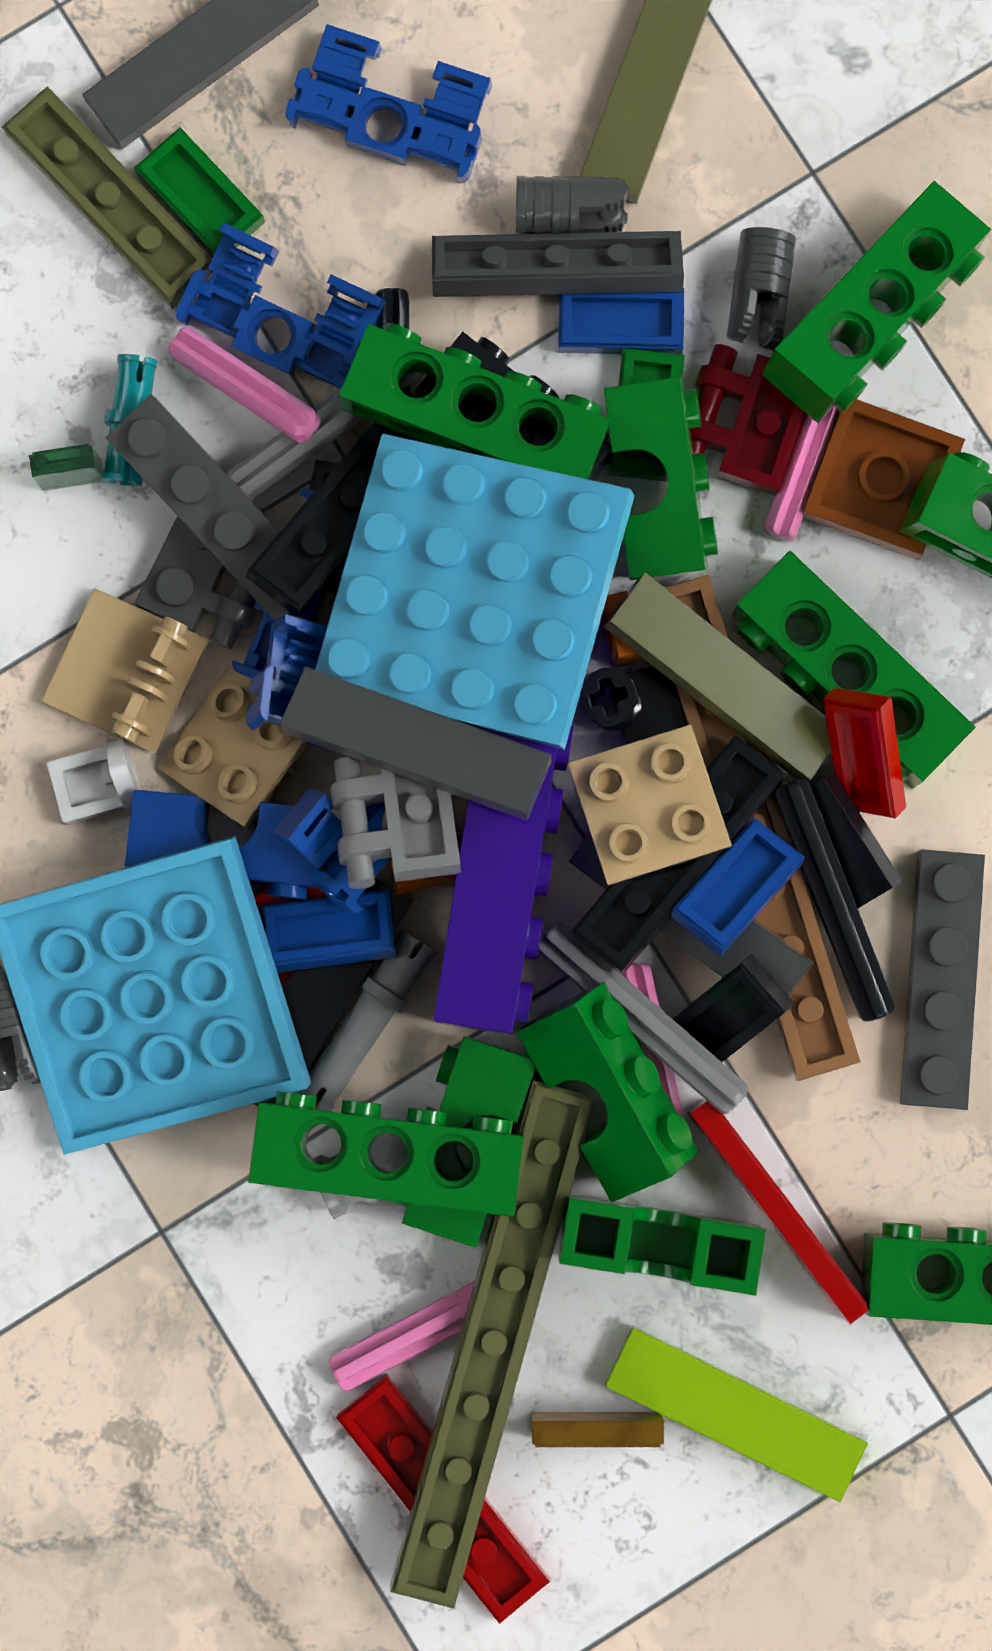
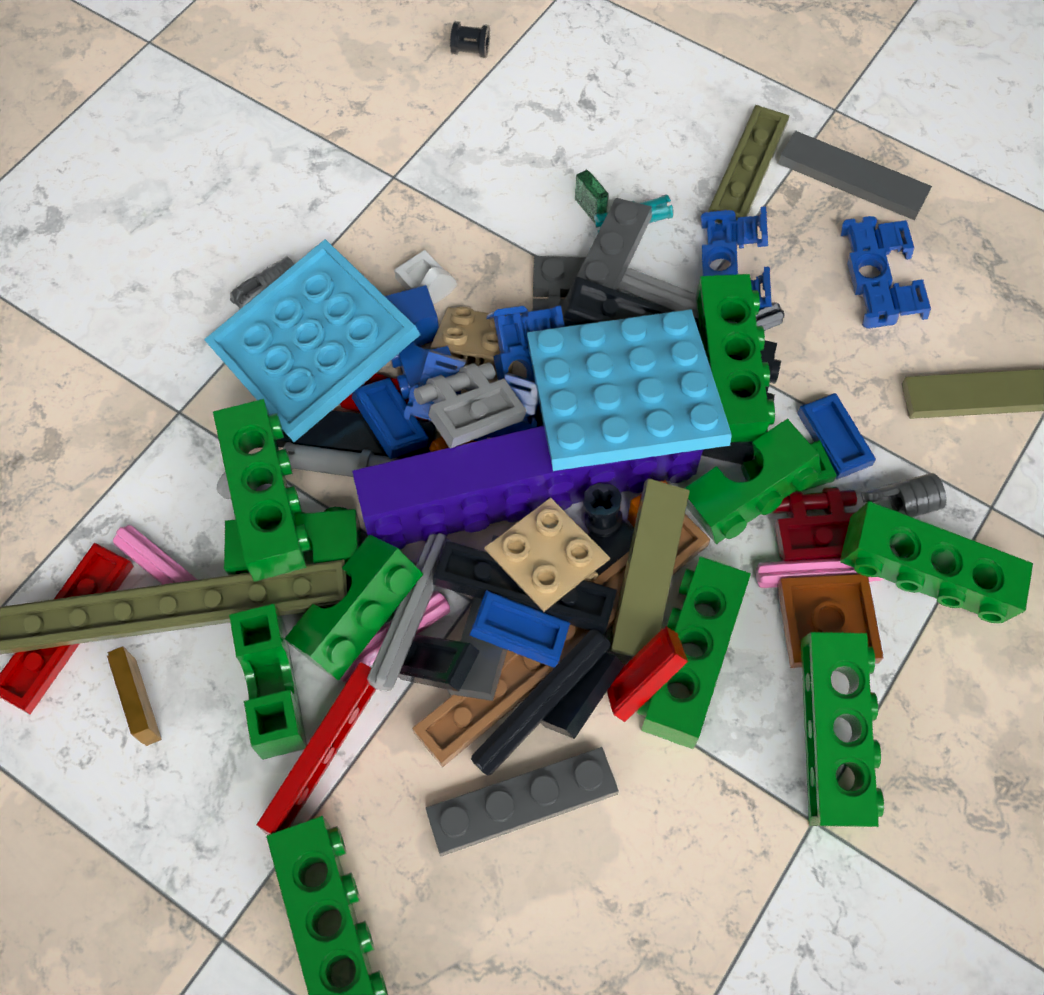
camera: 65 degrees right, 20 degrees down
(125, 670) = (494, 269): tan hinge -> none
(197, 190) = (780, 197): green tile -> none
(244, 385) = (683, 255): bright pink axle -> none
(416, 743) = (517, 394): dark grey tile -> none
(557, 263) = (849, 387): dark grey tile -> none
(570, 204) = (884, 376): dark grey hinge -> none
(736, 1413) = (174, 789): lime tile -> none

